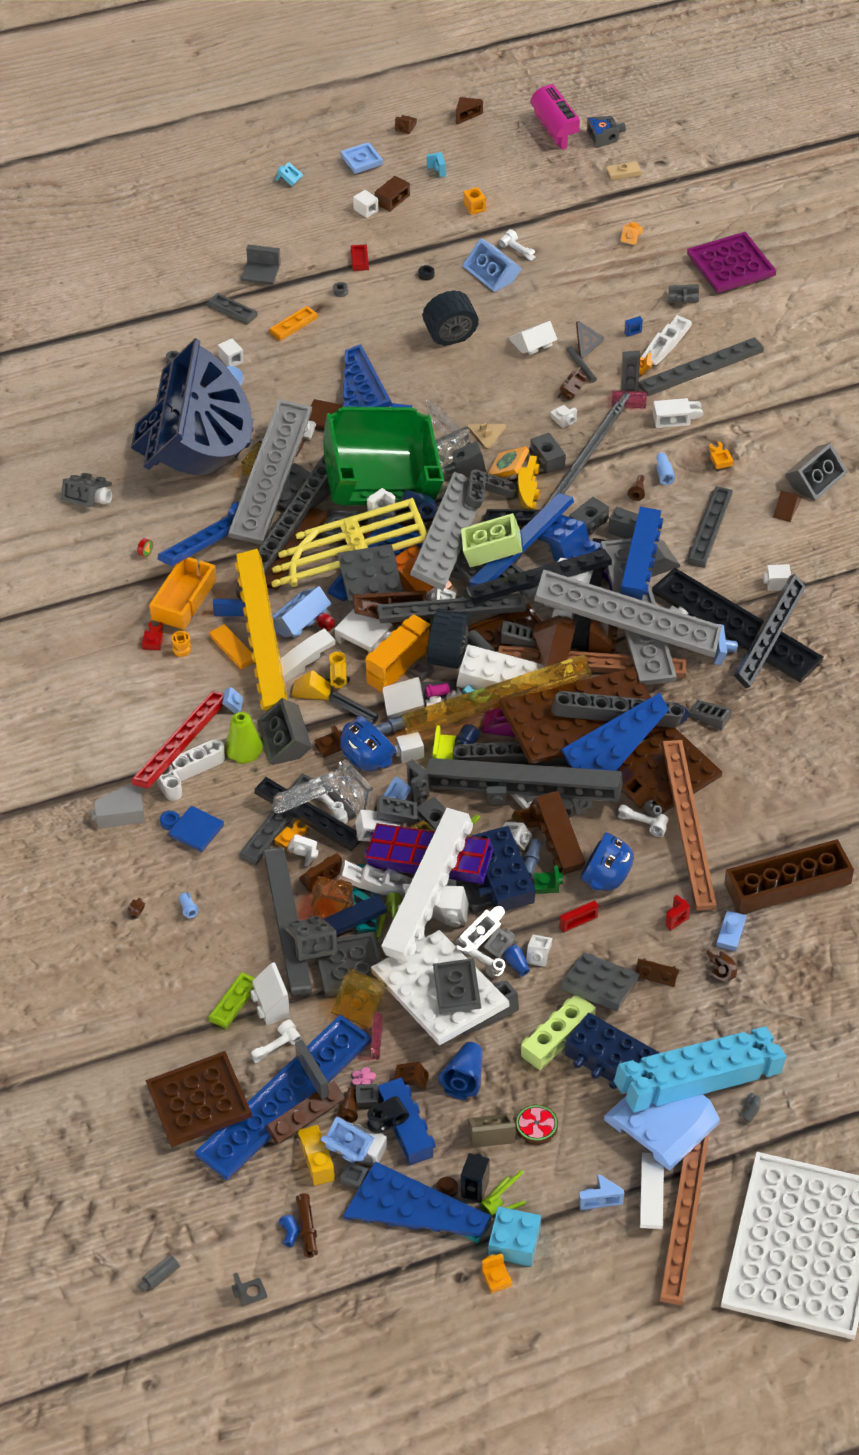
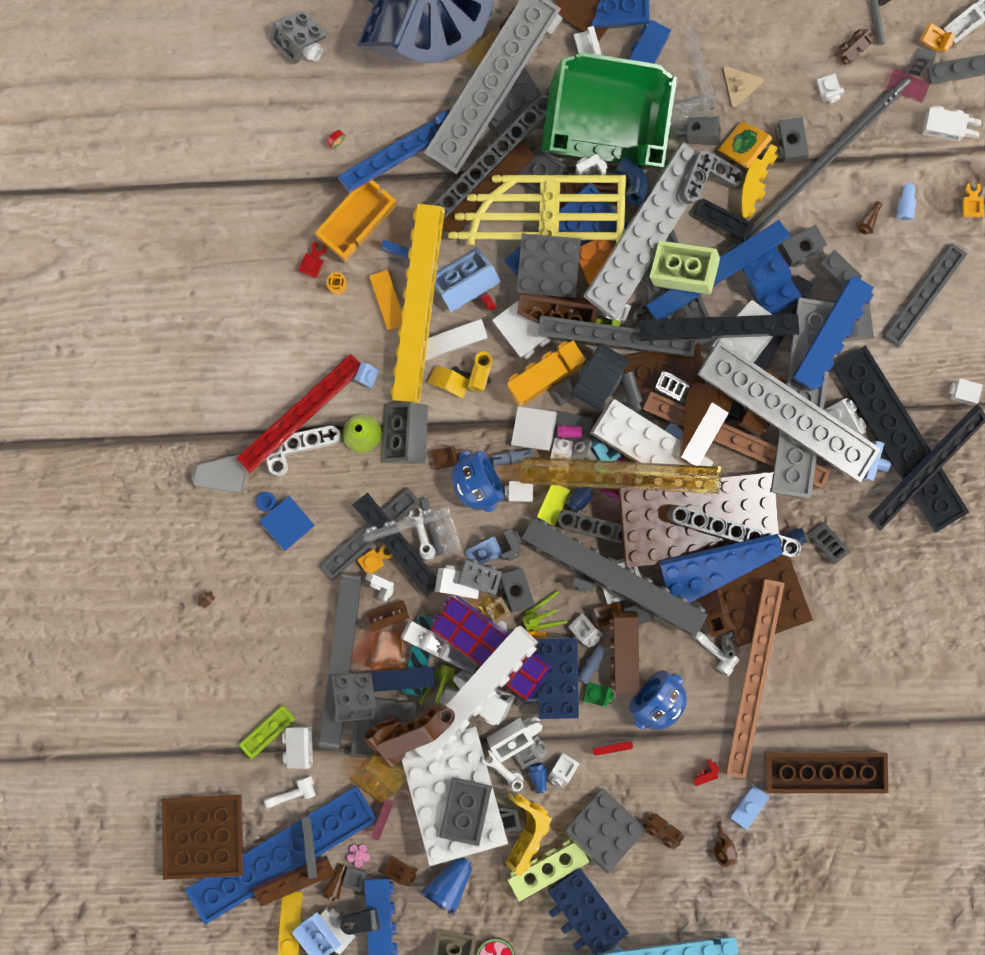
camera: 20 degrees right, 35 degrees up
(190, 910) = (254, 611): light blue pin -> none
(353, 707) = (483, 419): black axle -> none
(362, 945) = (393, 738): none -> reddish brown connector
(528, 985) = (528, 841): none -> yellow bracket

